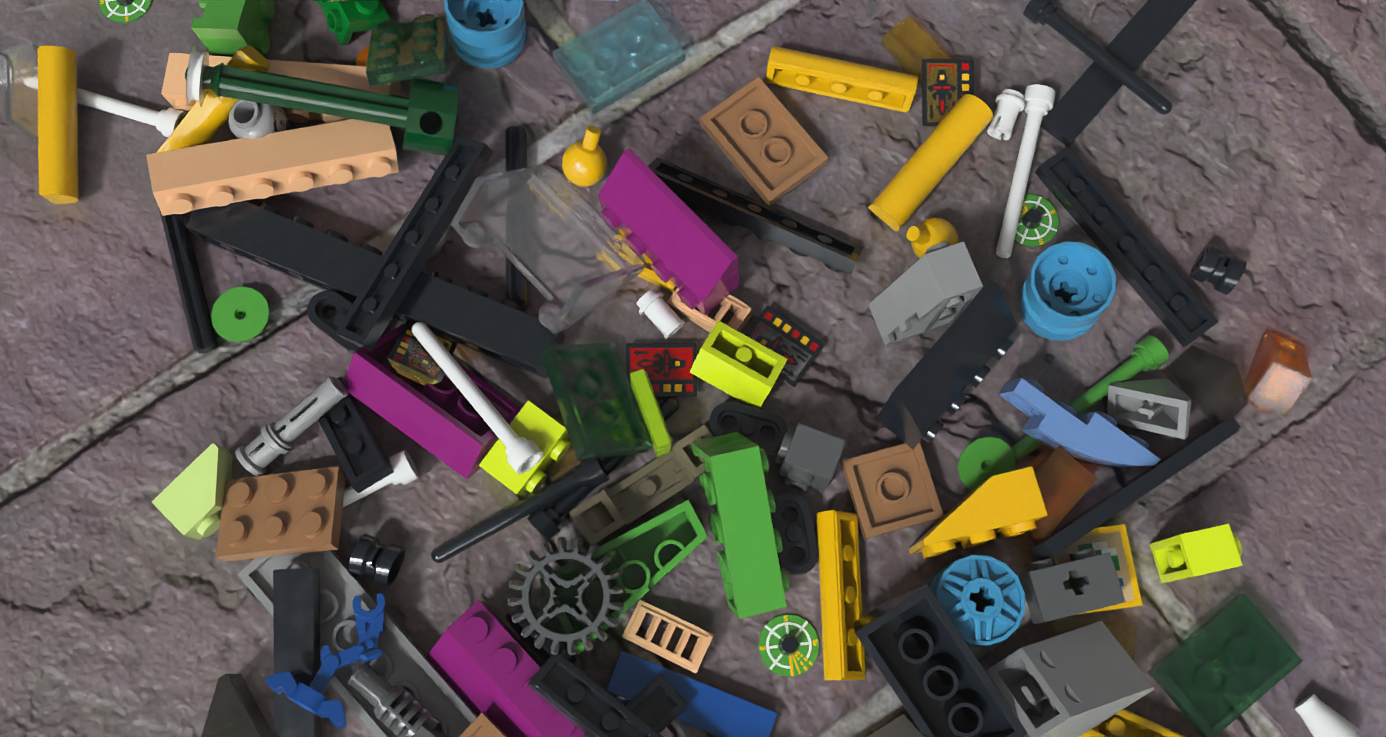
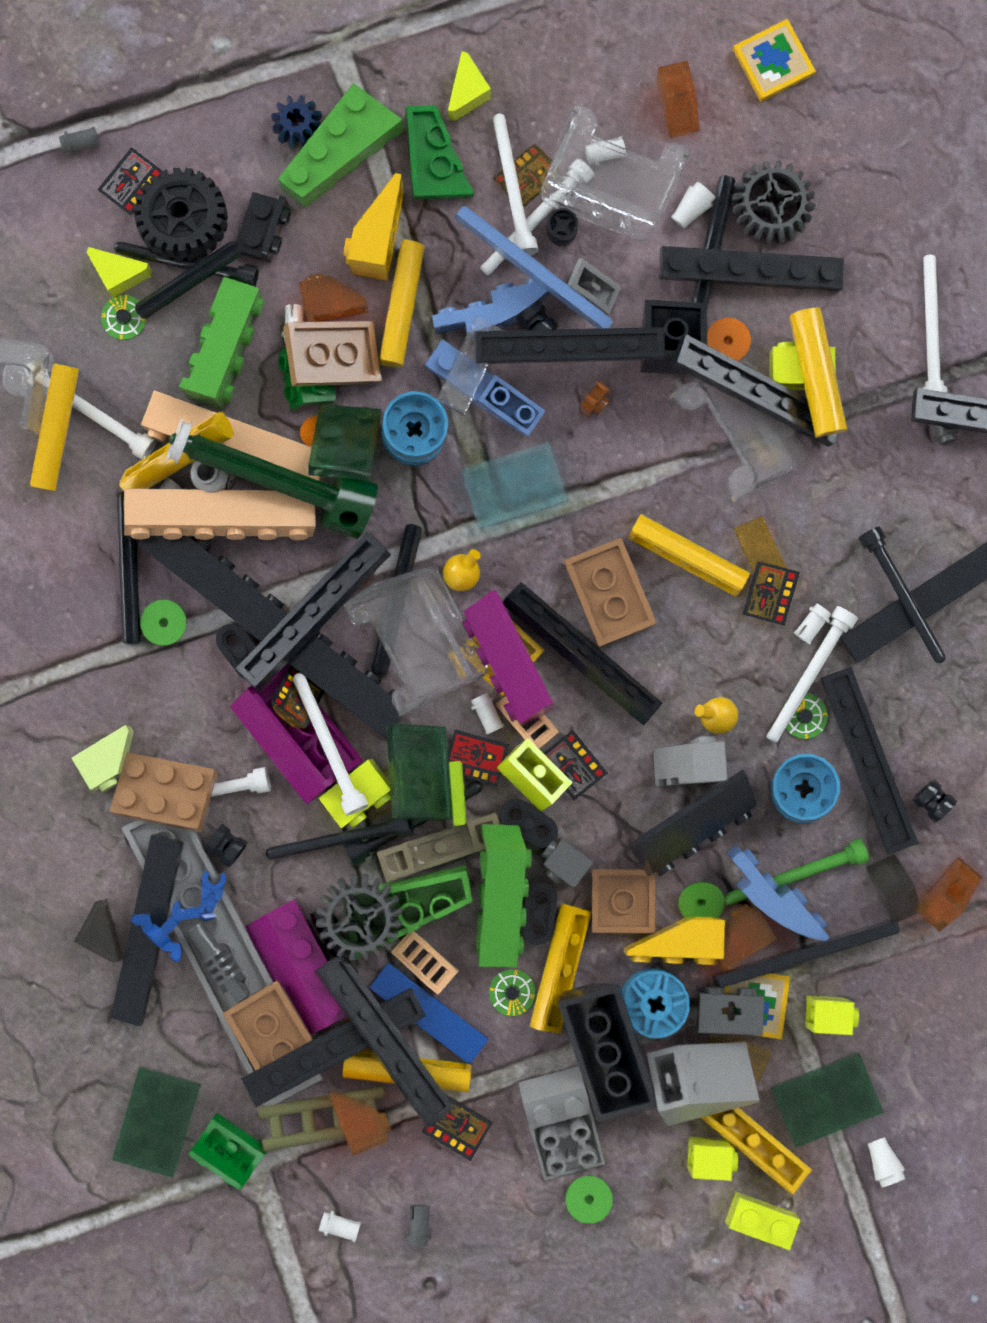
camera: 20 degrees right, 10 degrees up
(279, 436) = (171, 729): light grey pin -> none
(355, 443) = (226, 744): black tile -> none
(931, 161) = (738, 648): yellow brick -> none
(1150, 406) = (838, 894): light grey slope -> none

